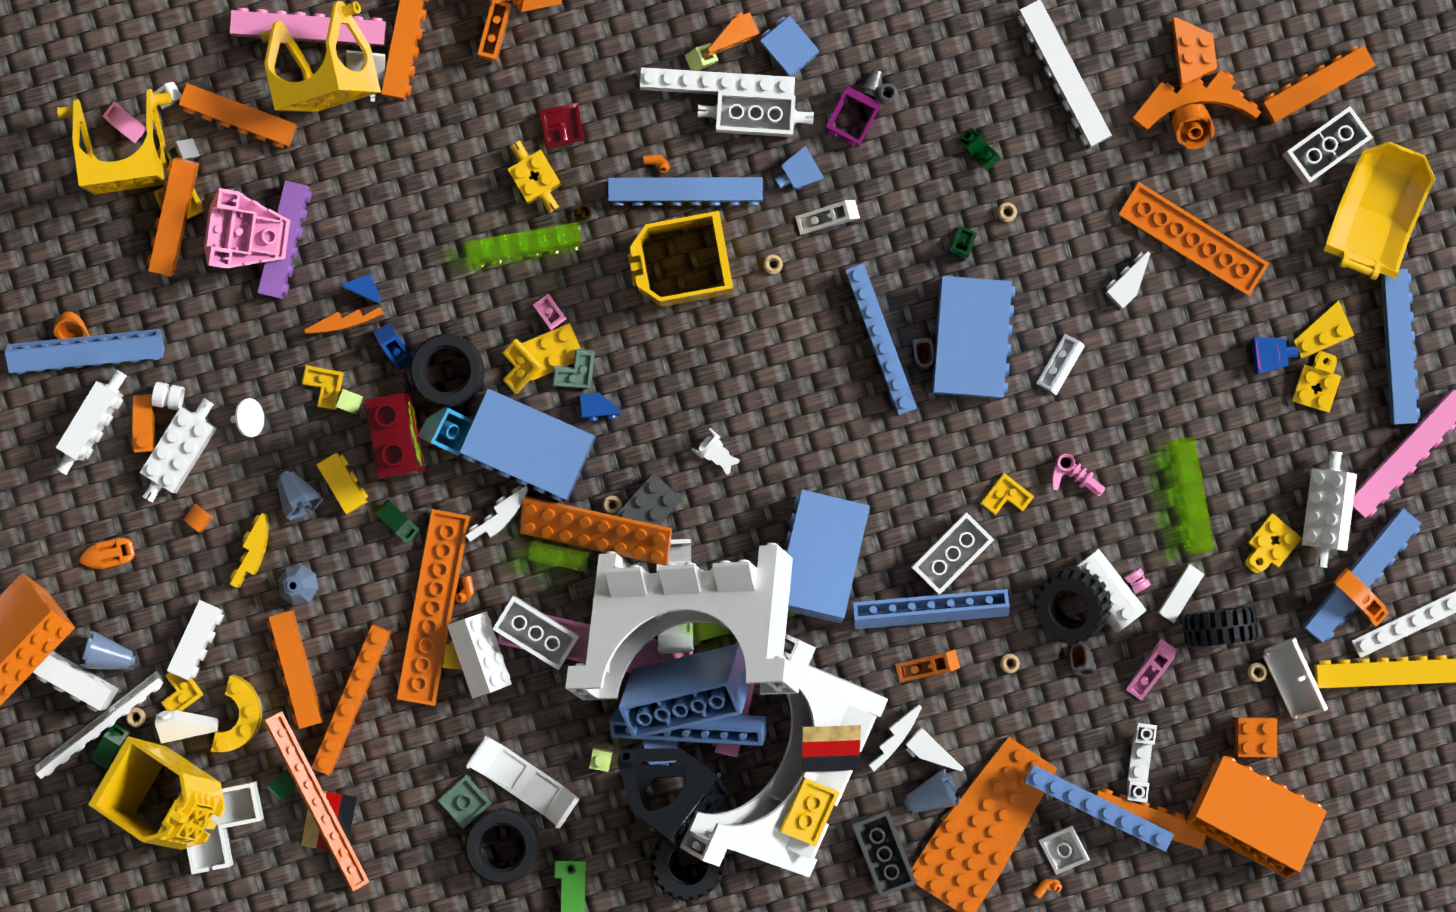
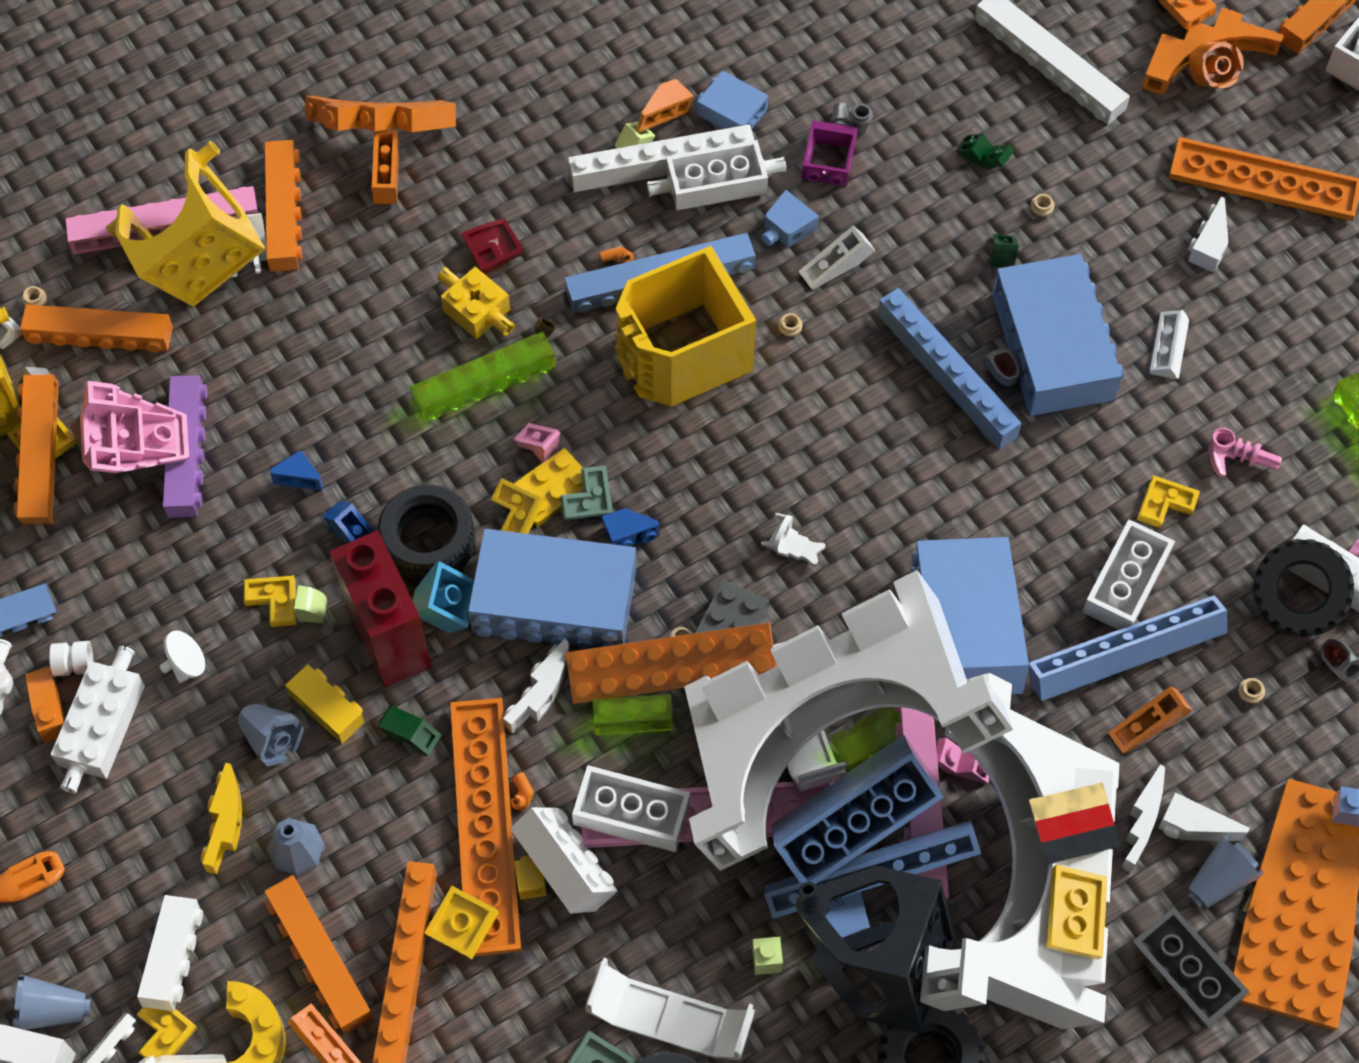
camera: 20 degrees left, 25 degrees down
(194, 65) = (34, 292): none -> tan plate
(198, 518) = (142, 798): orange brick -> none
(338, 323) = (275, 520): orange slope -> none
(398, 678) = (461, 922): none -> yellow plate

